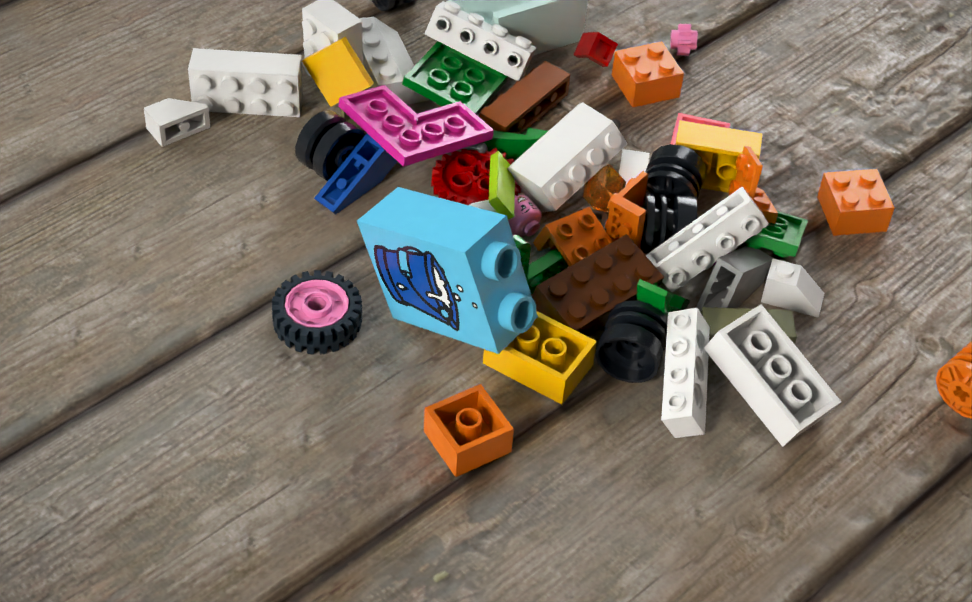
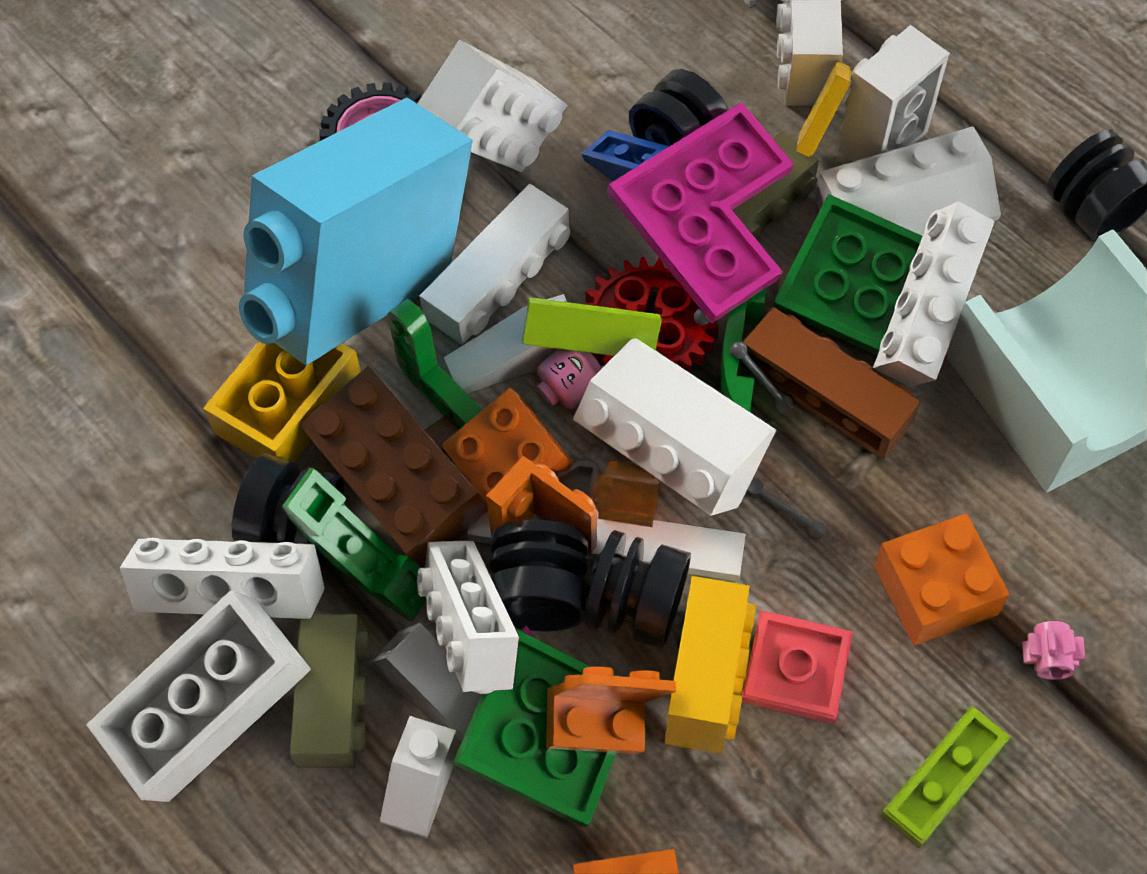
camera: 95 degrees right, 15 degrees up
(330, 211) = (493, 106): none -> white brick
(468, 430) = (153, 306): orange brick -> none
(511, 129) = (784, 403): none -> dark grey hinge
(596, 48) = (1002, 501): red panel -> none
(753, 90) = (945, 776): none -> lime tile

